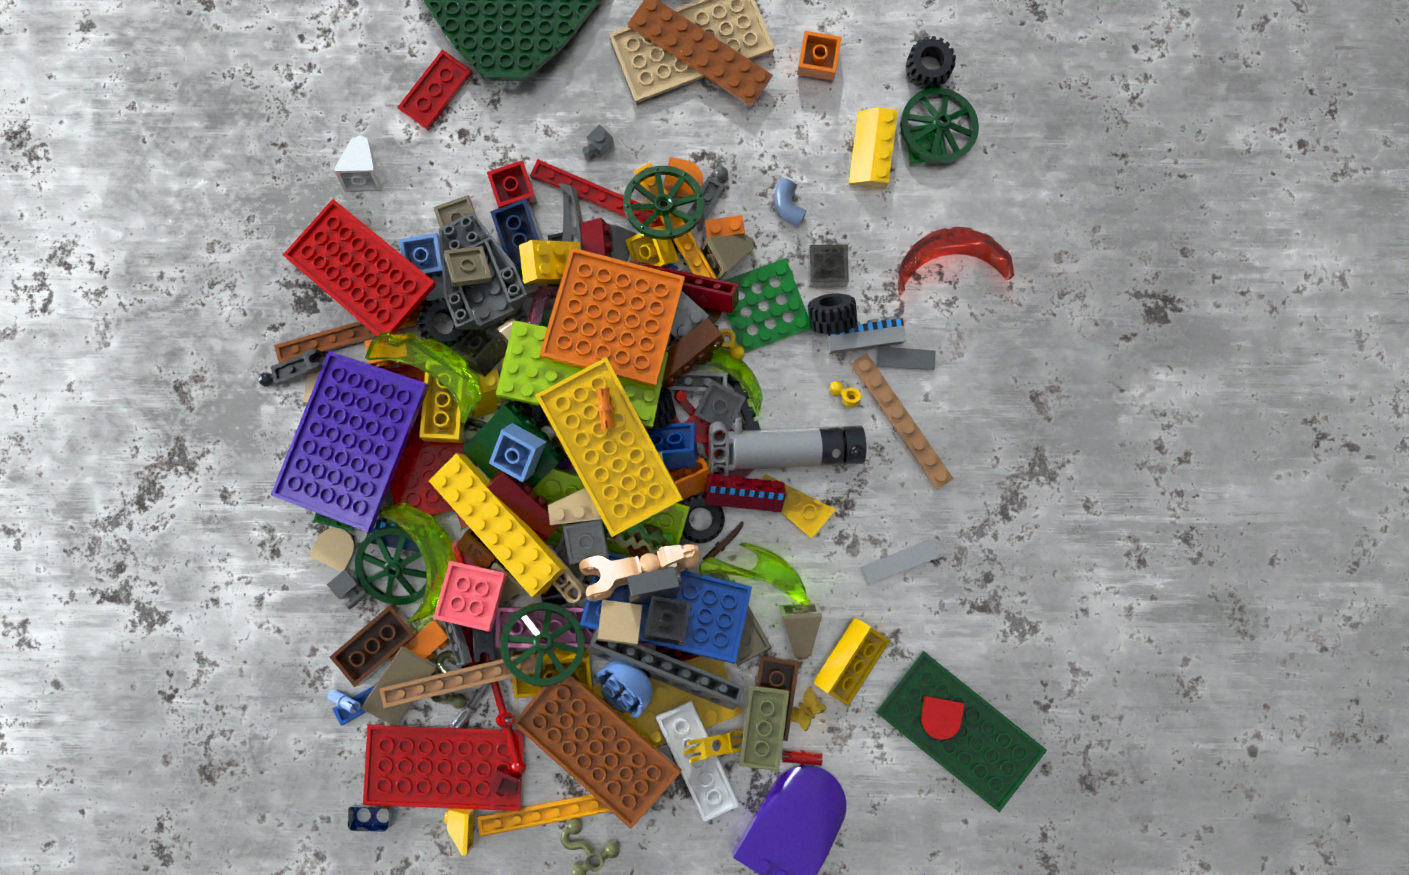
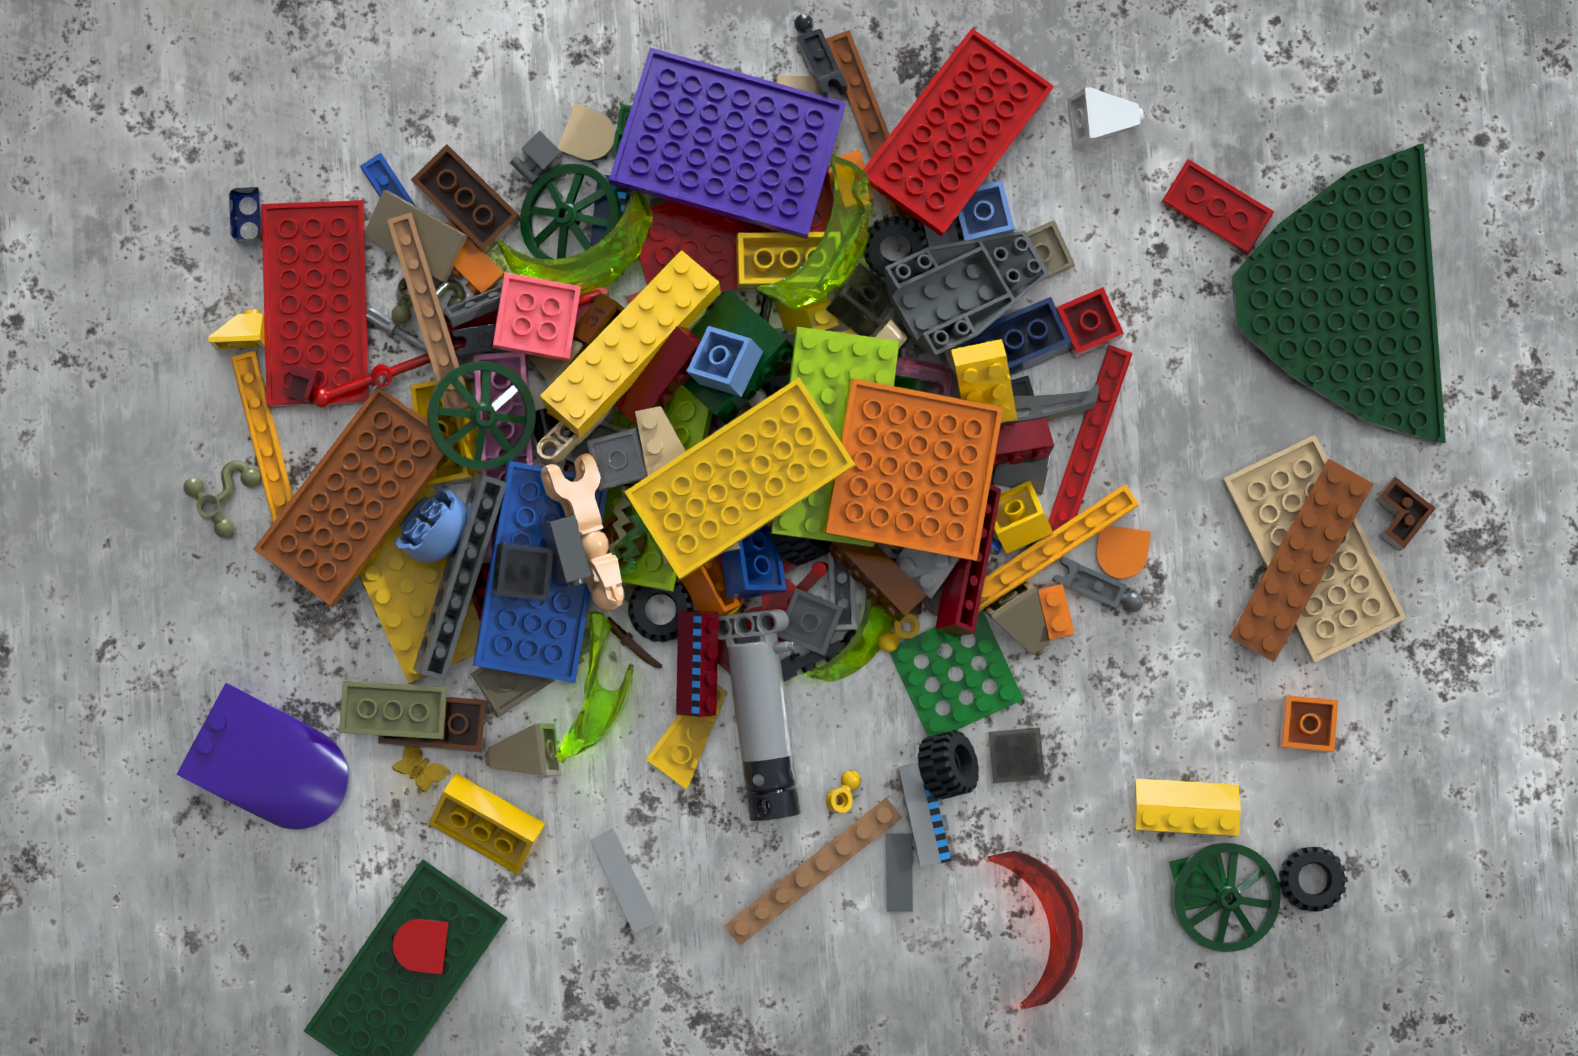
camera: 85 degrees right, 0 degrees up
(343, 701) = (391, 167): light blue axle -> none
(467, 266) = (971, 274): dark tan plate -> none
(598, 141) = (1162, 433): dark grey brick -> none
(605, 408) = (787, 468): orange pin -> none
(619, 622) = (515, 511): tan tile -> none
(663, 200) = (1085, 525): dark green wheel -> none
(704, 777) = (344, 629): white tile -> none
(726, 745) = (361, 638): yellow piece -> none
(784, 202) = (1098, 692): sand blue cylinder -> none
(802, 757) = (357, 767): red pin -> none

